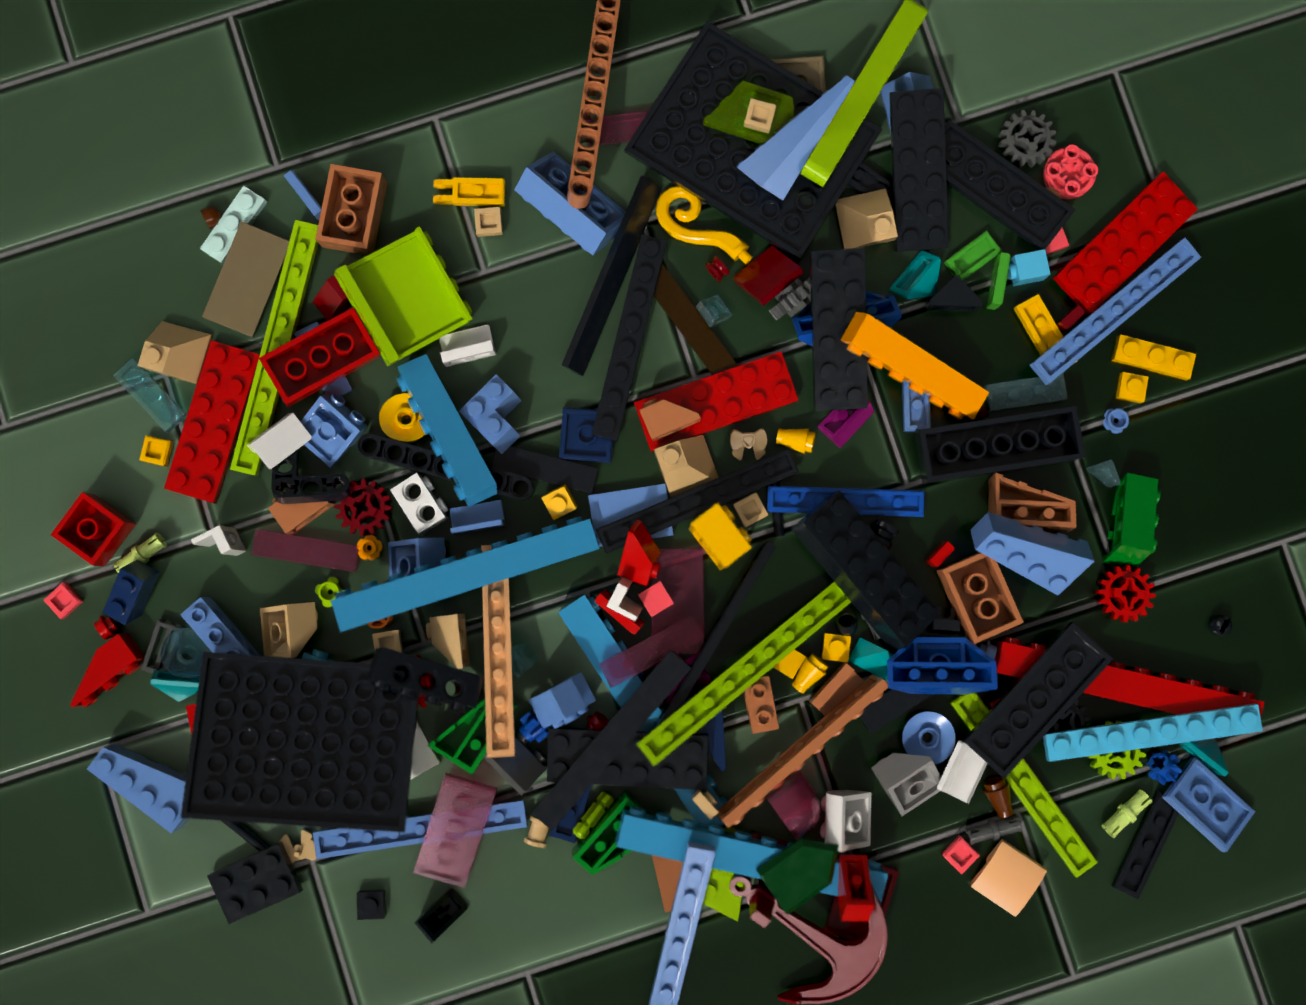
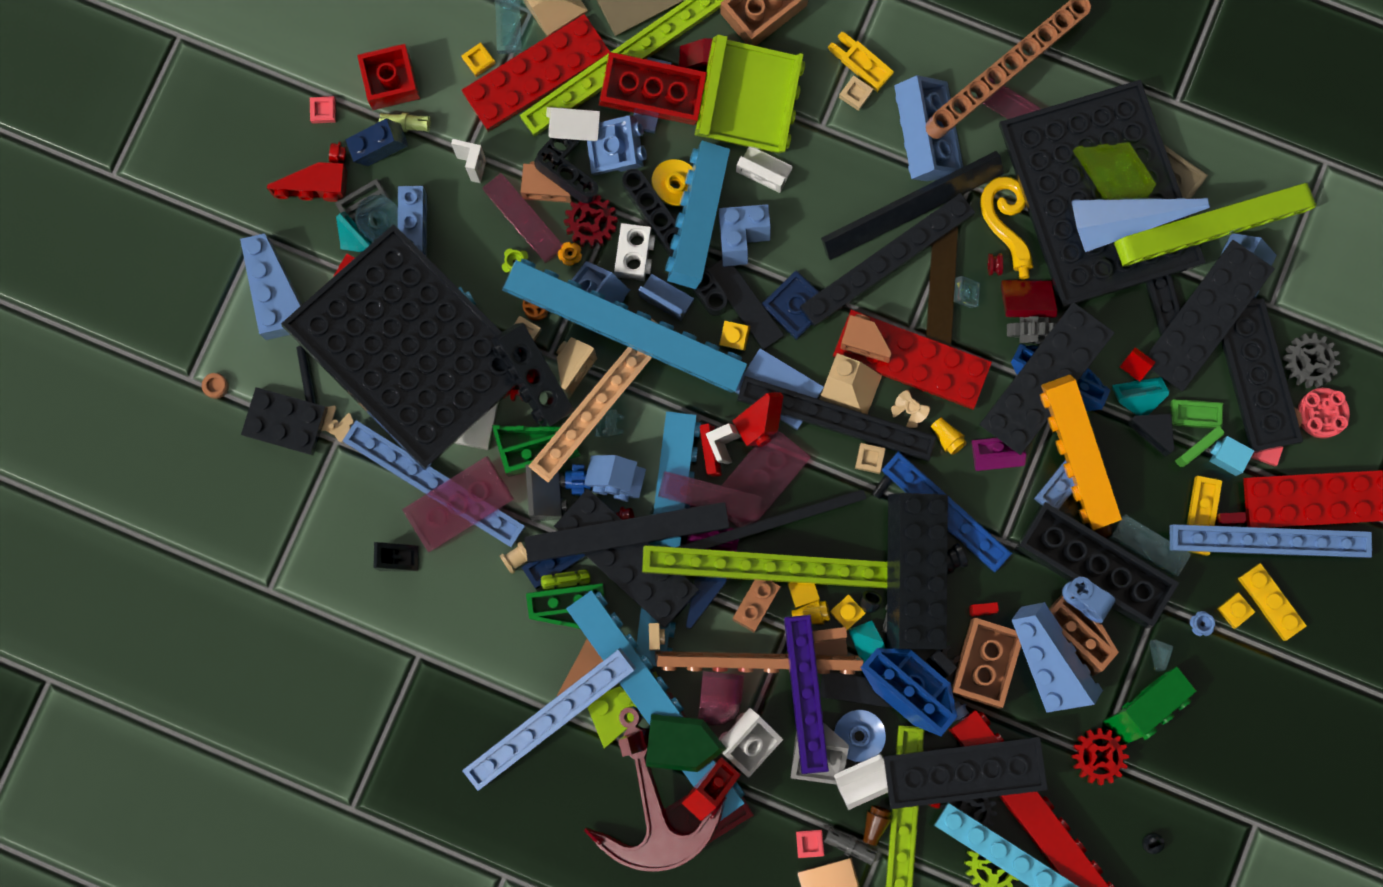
camera: 40 degrees right, 5 degrees down
(172, 901) = (215, 385): none -> nougat tile
(287, 628) = (464, 259): tan slope -> none
(371, 904) = (351, 508): black plate -> none
(655, 599) = (745, 463): coral tile -> none
(720, 536) = (830, 453): yellow brick -> none
(759, 115) = (1119, 177): tan plate -> none
(864, 746) = (806, 694): none -> dark purple tile
(866, 219) = (1137, 319): tan slope -> none
(896, 256) = (1137, 364): none -> red tile
(1022, 479) = (1089, 599): none -> medium blue piece

